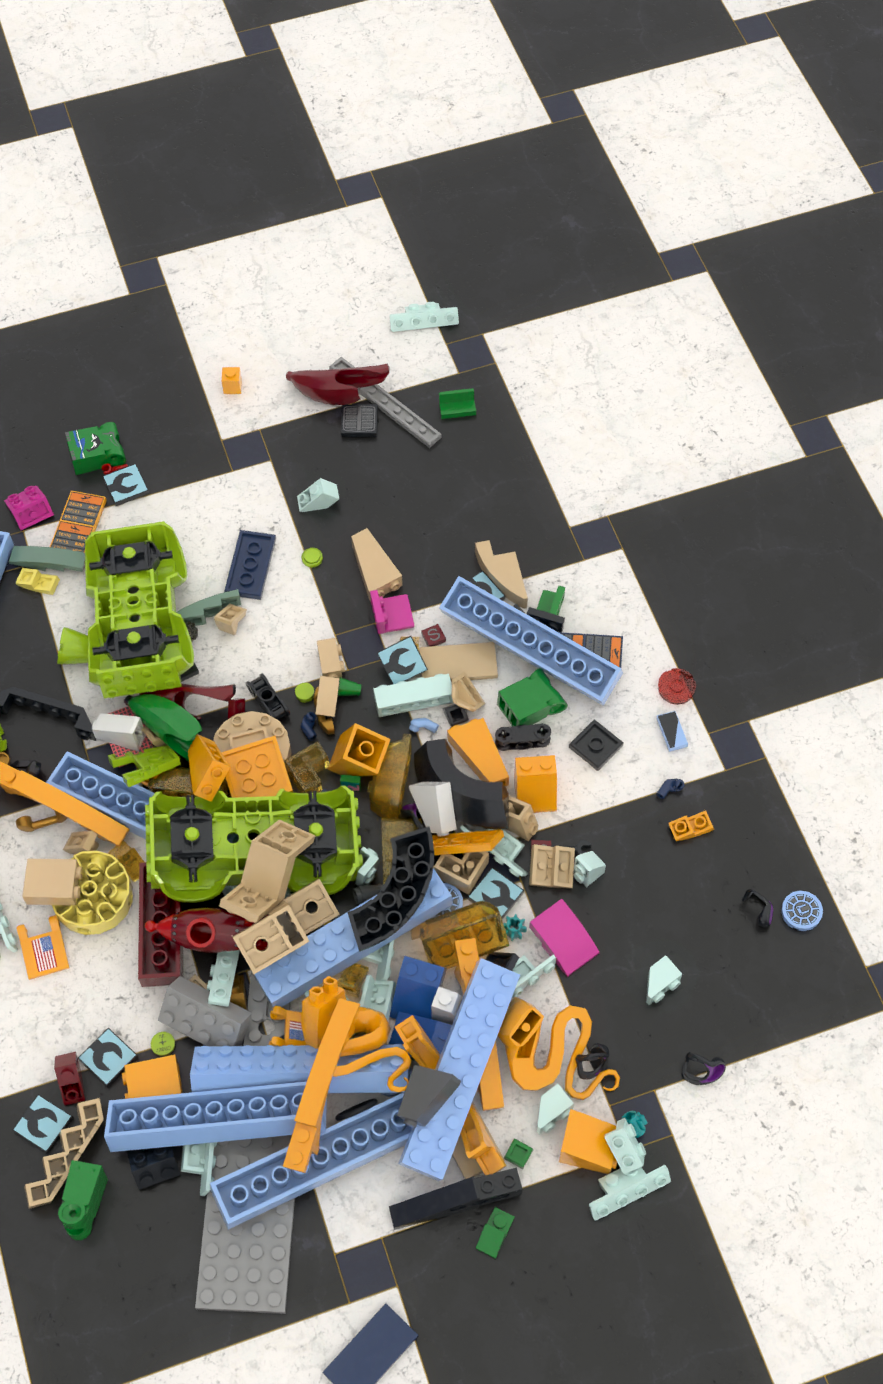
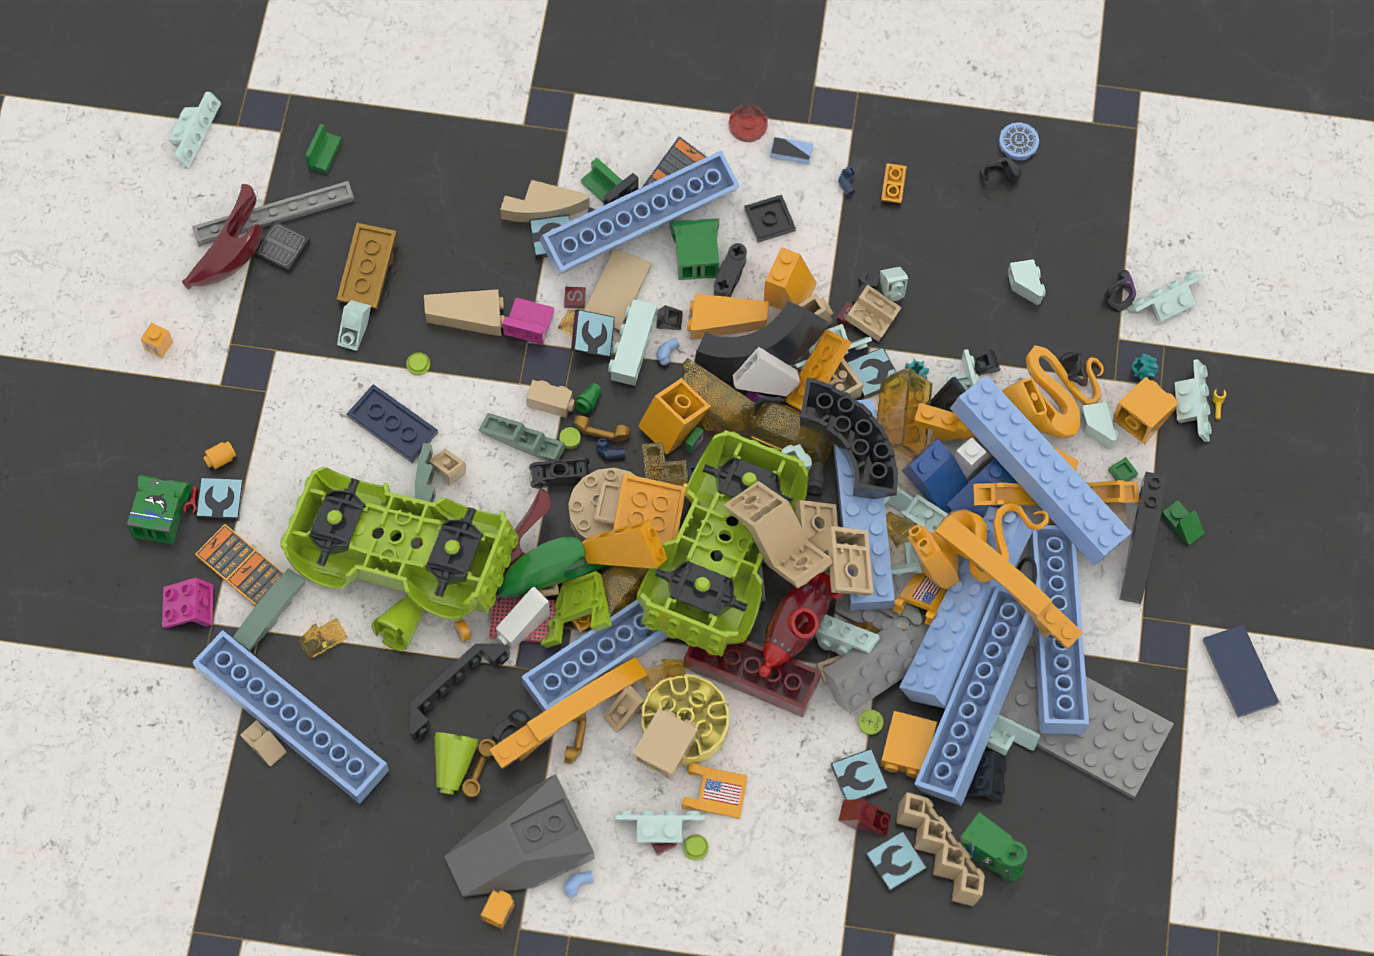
camera: 65 degrees left, 5 degrees up
(35, 581) = (288, 633): light yellow slope -> none
(45, 606) = (322, 638): none -> clear yellow slope
(94, 695) = (462, 630): none -> light orange tile
(159, 465) = (219, 455): none -> light orange brick
(236, 706) = (558, 505): dark red tile -> none
(285, 658) = (521, 438): none -> sand green slope
(327, 696) = (591, 413): tan slope -> none
(373, 480) = (367, 265): none -> pearl gold hinge
(425, 1095) = (1060, 501): dark grey slope -> none
(465, 694) = (662, 297): tan slope -> none
(561, 984) = (986, 362): none -> black slope
(564, 937) = (946, 336): dark pink slope -> none
(625, 1146) = (1167, 380): light aqua bracket -> none
(640, 1211) = (1218, 400): none -> yellow hand
(719, 1117) = (1170, 300): none -> light aqua bracket

